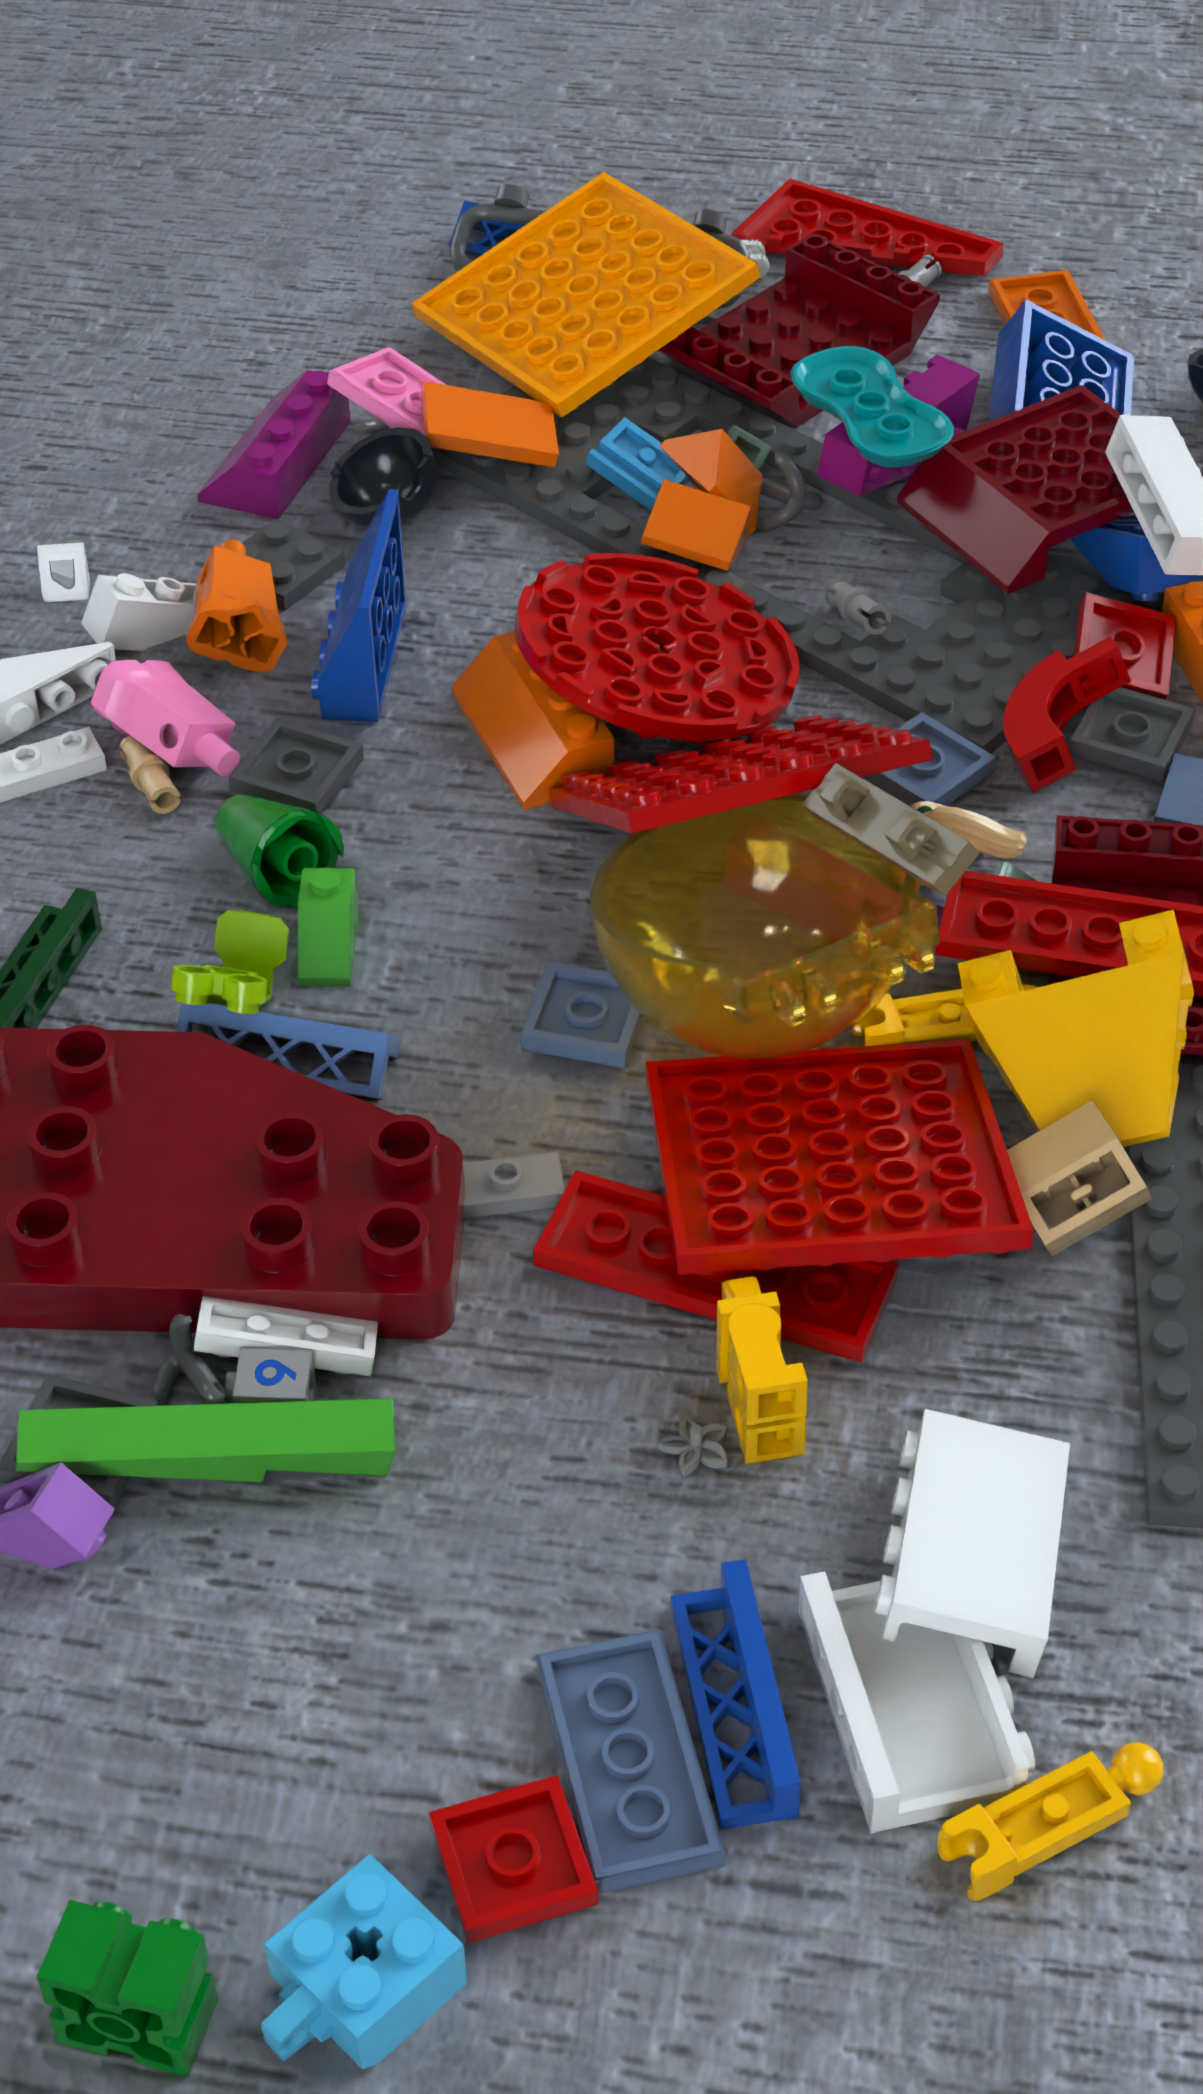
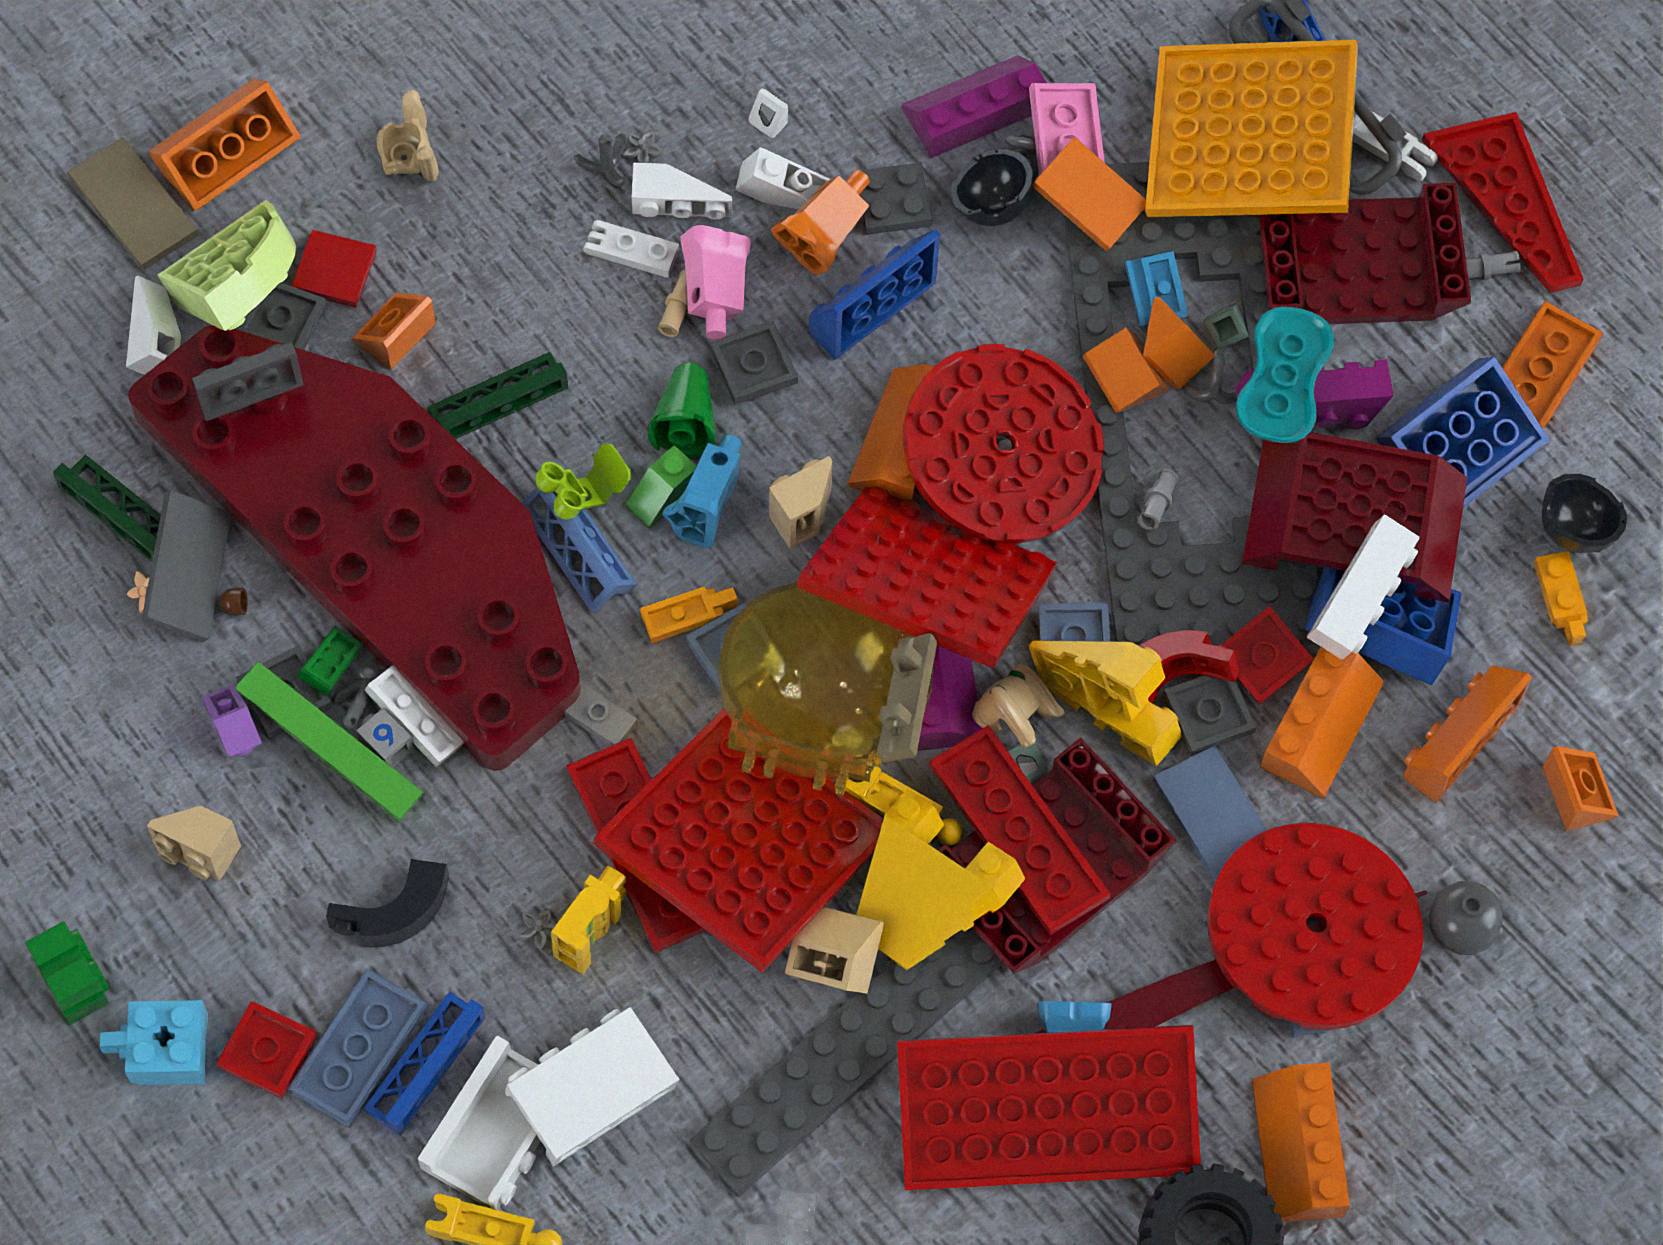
camera: 40 degrees right, 20 degrees up
(109, 1359) = (330, 660): none -> green plate
(144, 1678) = (196, 839): none -> tan slope
(394, 899) = (705, 498): none -> dark azure piece
(490, 1020) = (686, 612): none -> light orange hinge
(505, 829) = (801, 501): none -> tan slope
(510, 1580) = (401, 917): none -> black arch
(1014, 749) = (1114, 687): none -> yellow wedge

